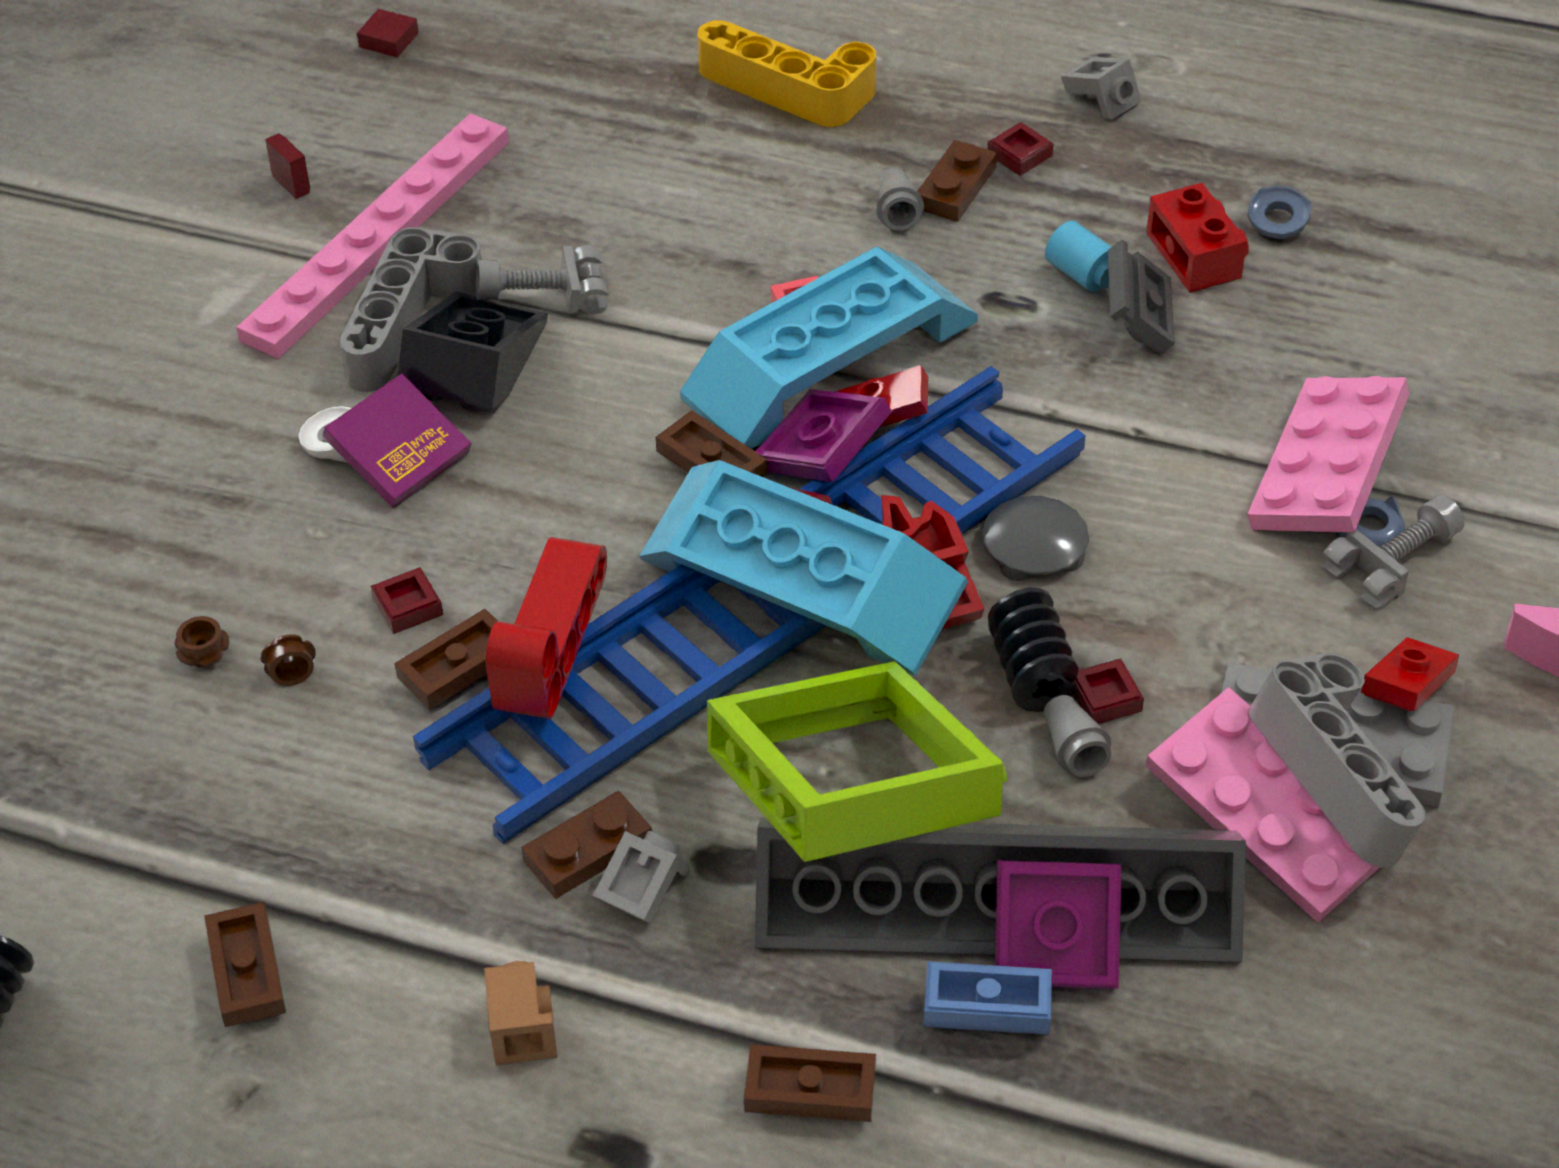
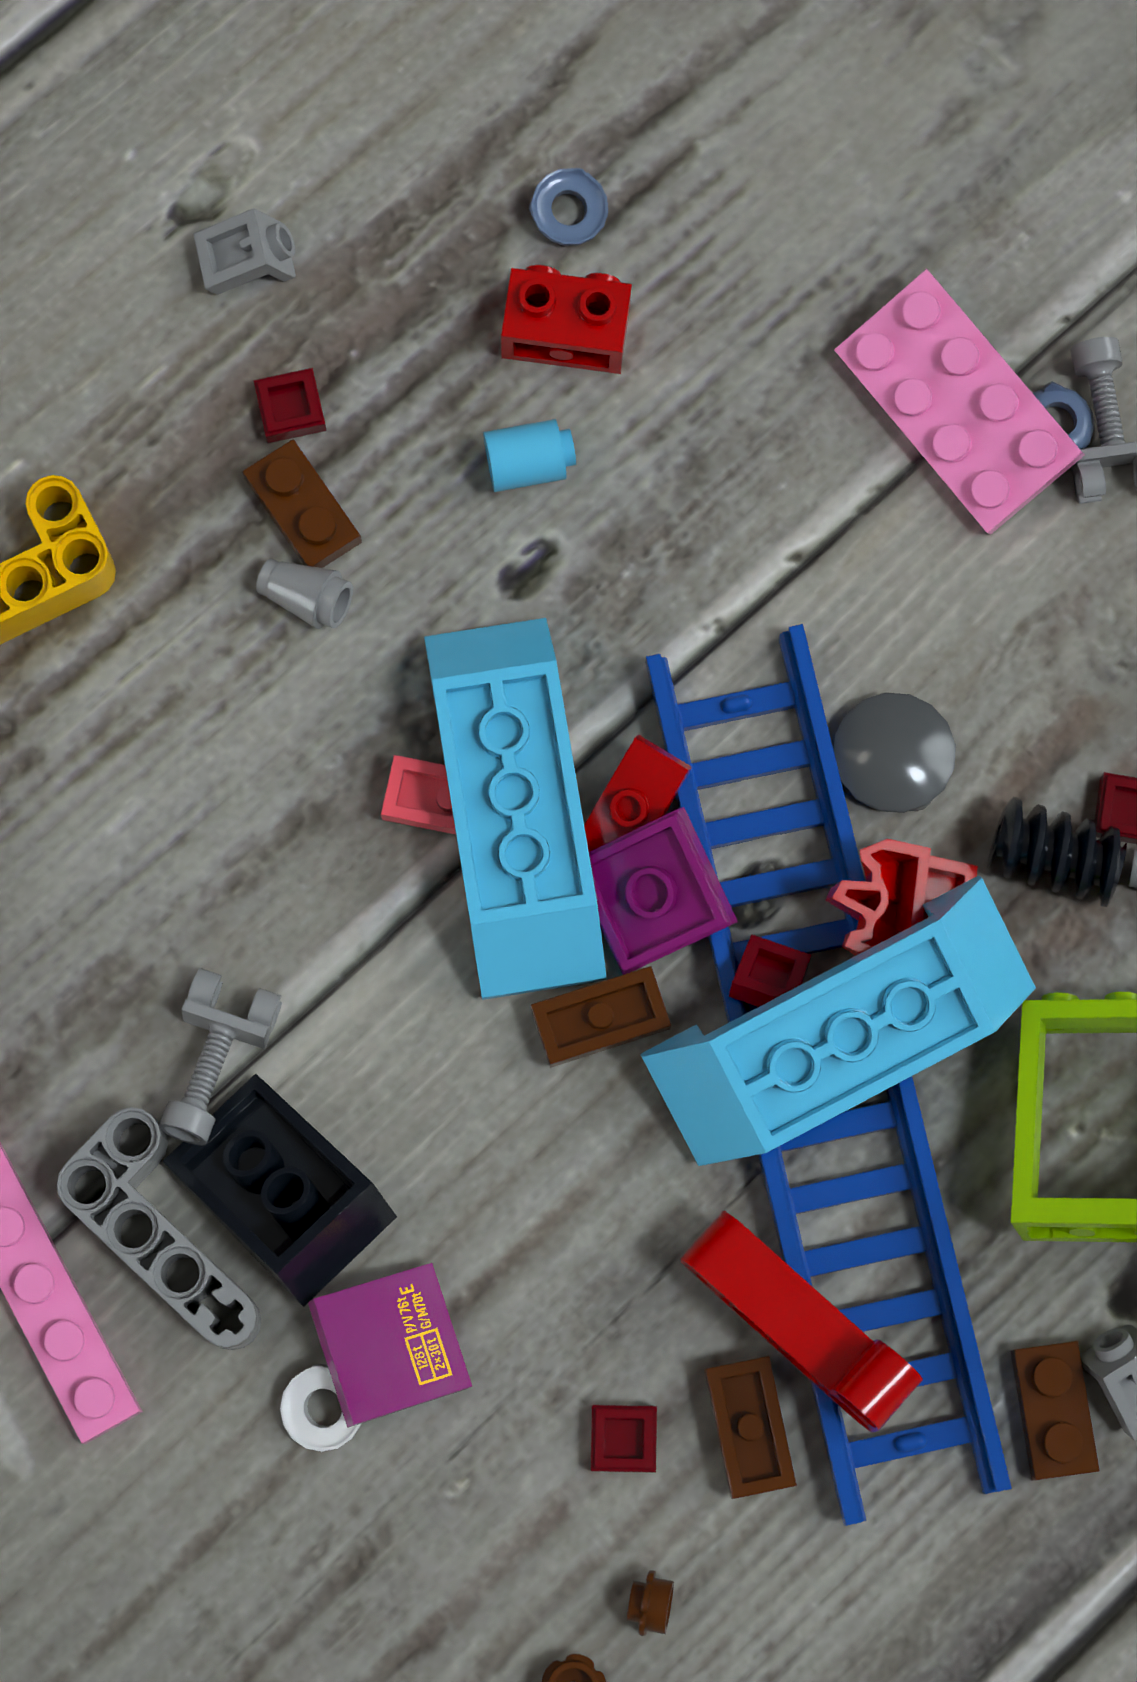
camera: 65 degrees left, 30 degrees up
(1141, 297) = (632, 439): dark grey plate -> none

